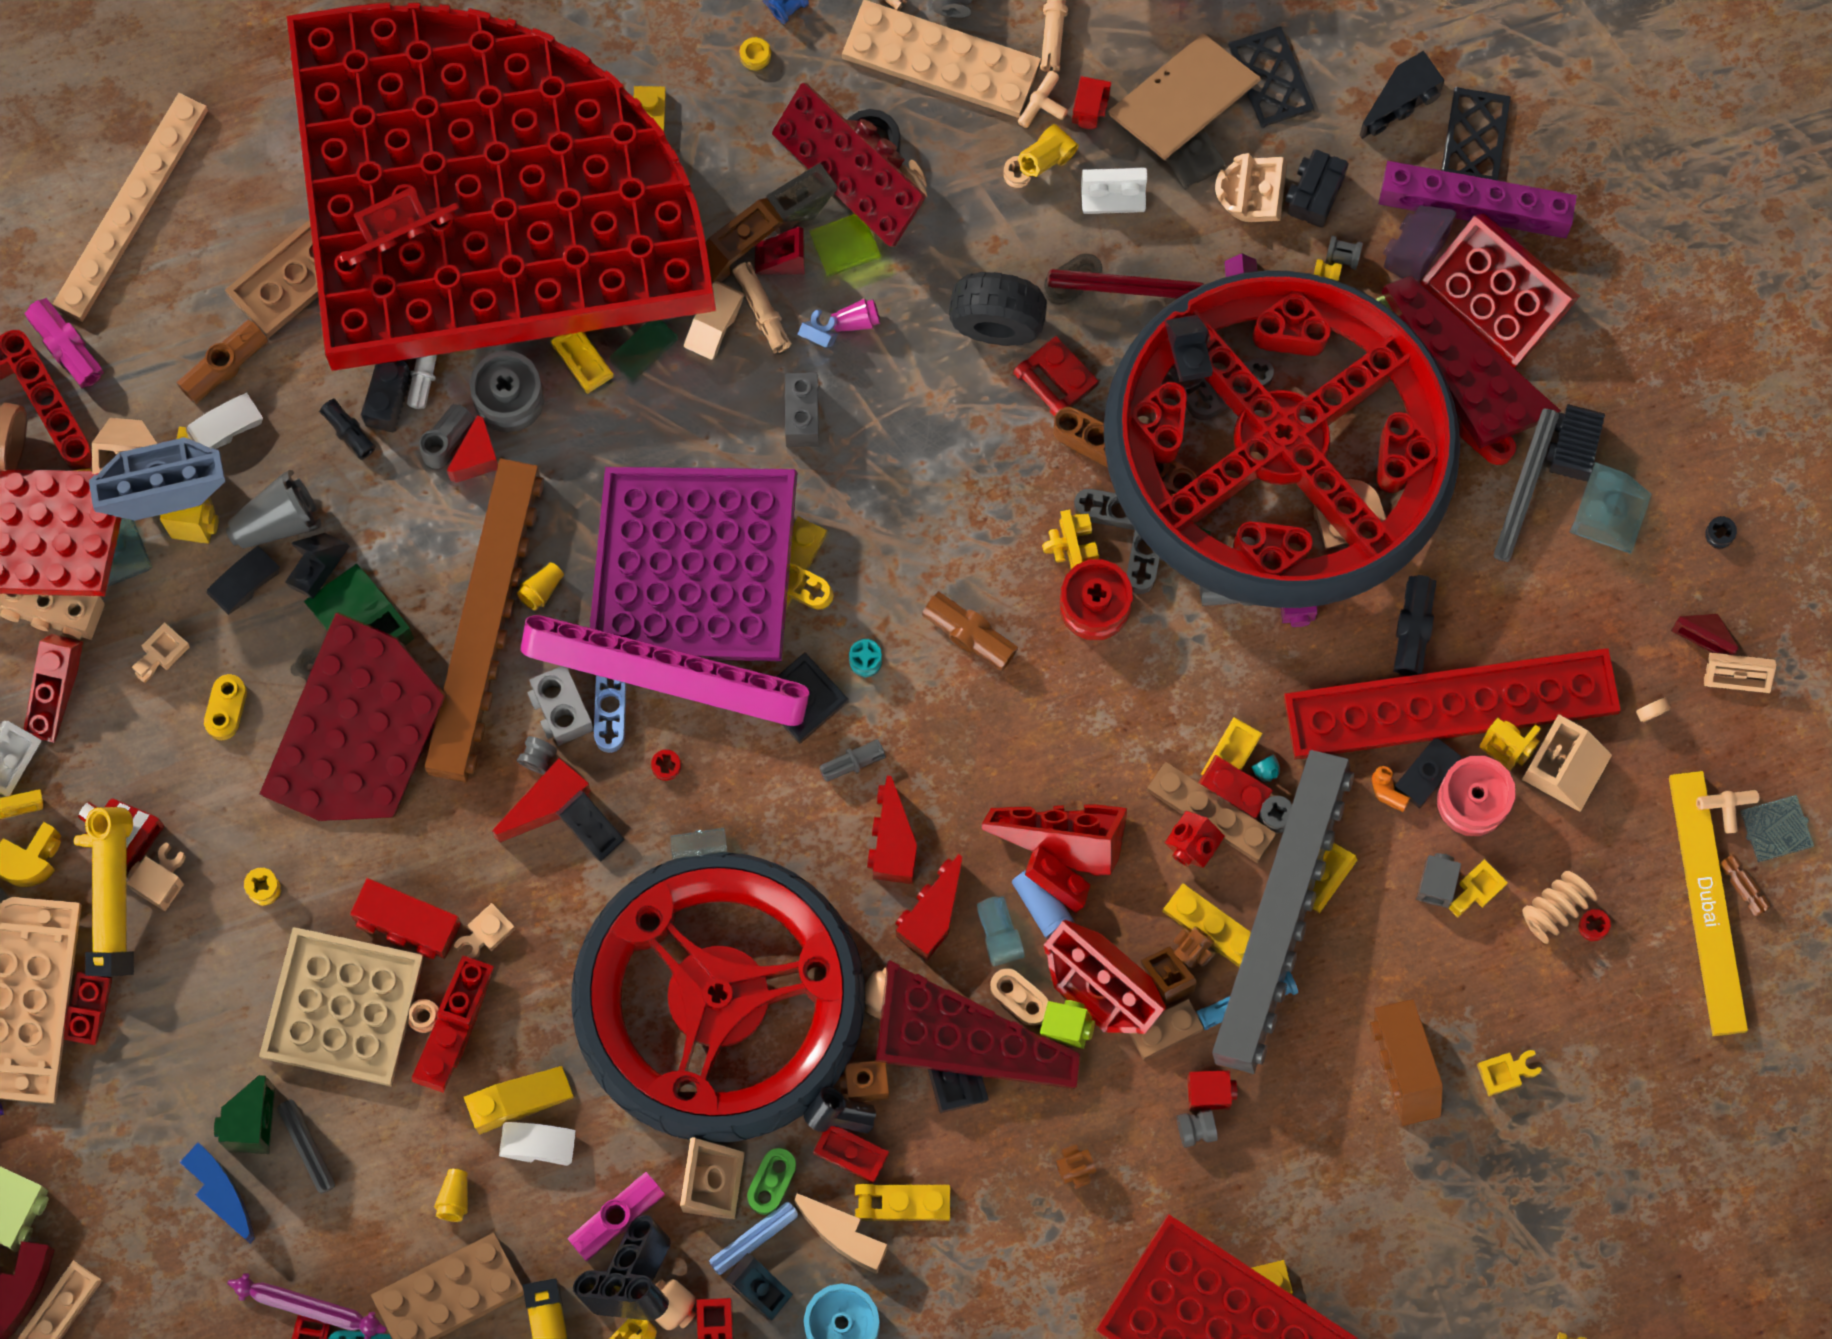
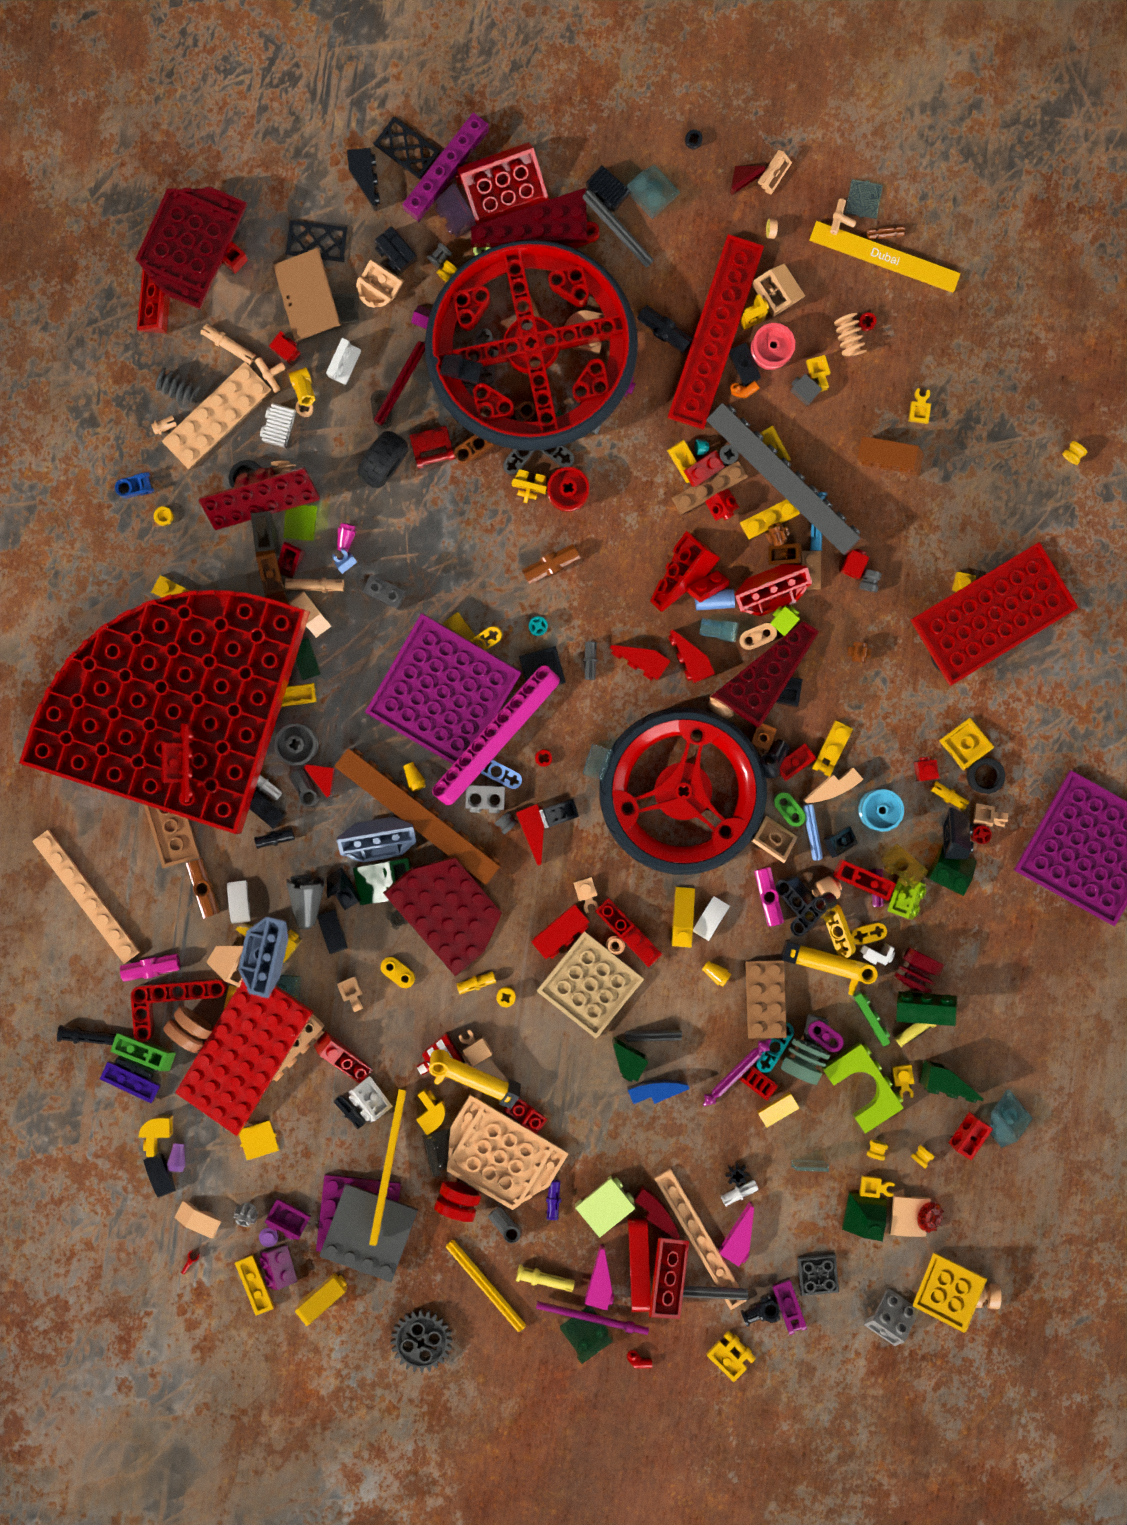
camera: 60 degrees left, 15 degrees up
(263, 831) = (476, 982): none -> yellow pin
(415, 573) = (376, 839): none -> sand blue wedge
(971, 146) = (278, 425): none -> white brick

